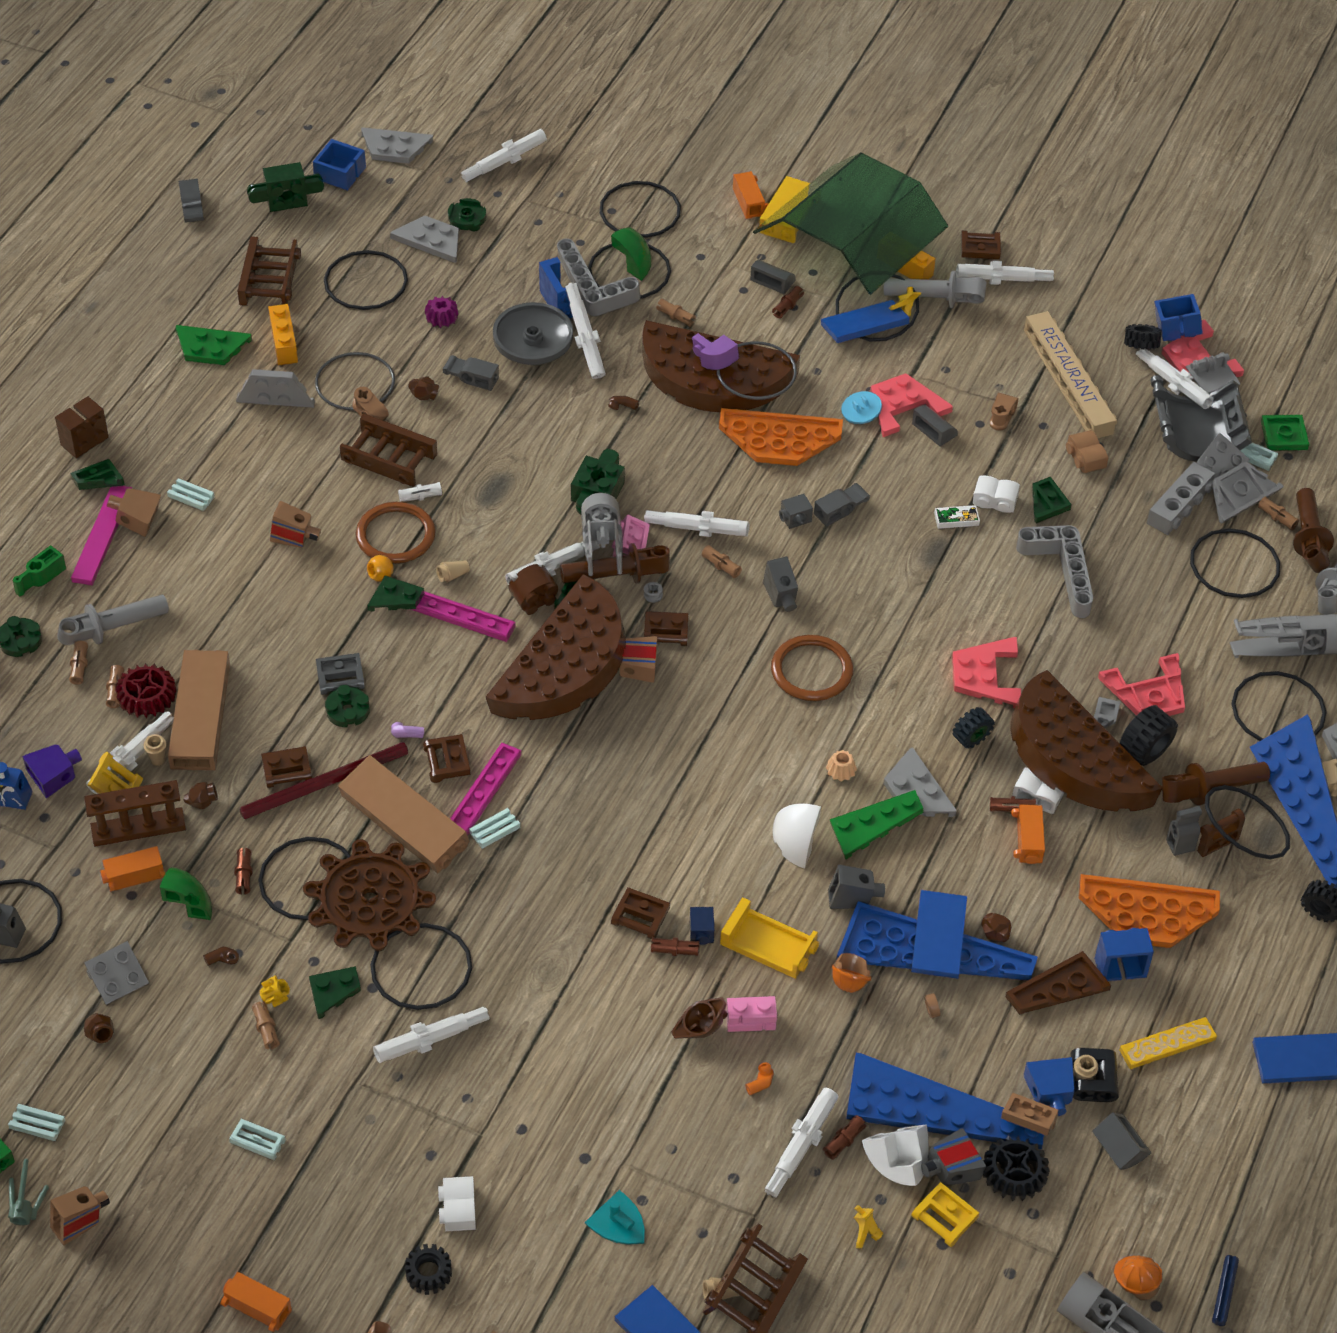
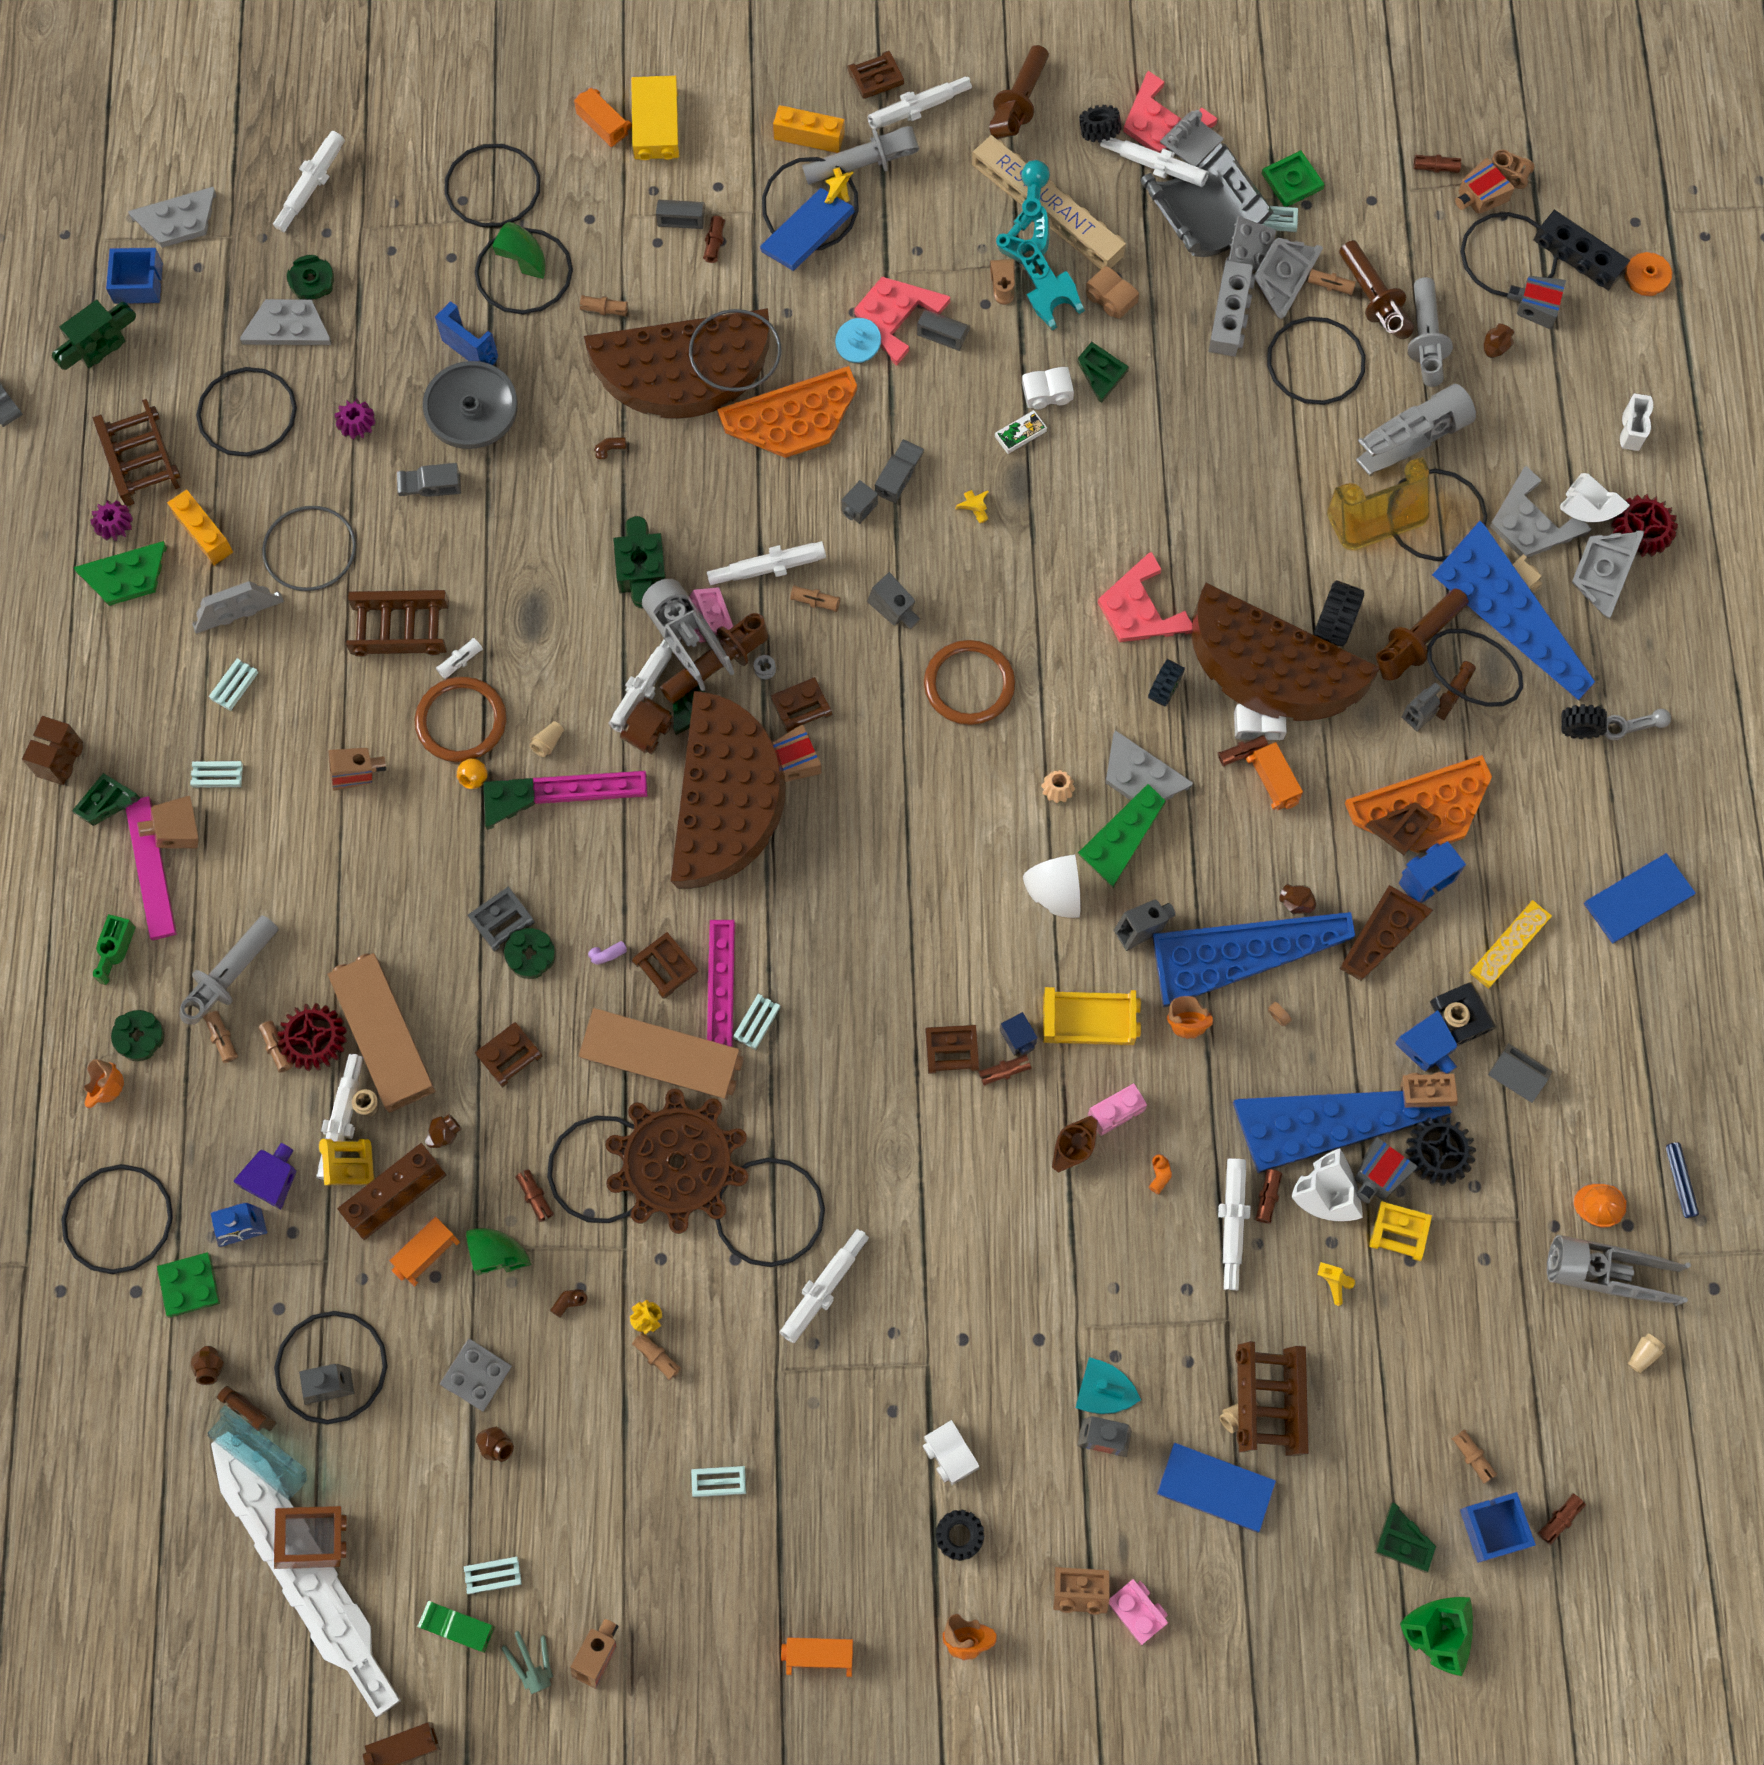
camera: 25 degrees left, 20 degrees up
(222, 306) = (111, 520): none -> magenta gear
(240, 440) = (252, 673): none -> light aqua tile
(318, 782) = (554, 1052): dark red axle -> none
(333, 988) = (698, 1281): dark green wing -> none
(367, 403) = (348, 578): medium nougat piece -> none
(423, 388) = (392, 527): reddish brown rock -> none
(587, 337) = (533, 386): white piece -> none
(593, 1247) = (1105, 1436): none -> dark grey torso
(596, 299) = (490, 311): light grey beam -> none
(716, 354) = (686, 353): medium lavender brick -> none
(867, 214) = (742, 102): clear green piece -> none
(889, 548) = (975, 504): none -> yellow piece
(939, 934) = (1249, 934): blue tile -> none
(1037, 429) = (1049, 289): none -> teal piece
(1067, 543) = (1159, 438): light grey beam -> none
(1079, 300) = (1013, 105): none -> reddish brown piece
(1106, 711) = (1278, 599): light grey slope -> none
(1117, 910) = (1402, 826): none -> reddish brown wing
(1160, 691) = (1315, 560): coral wing -> none
(1178, 317) = (1126, 84): blue piece -> none
(1230, 680) = (1381, 515): none -> clear yellow windscreen

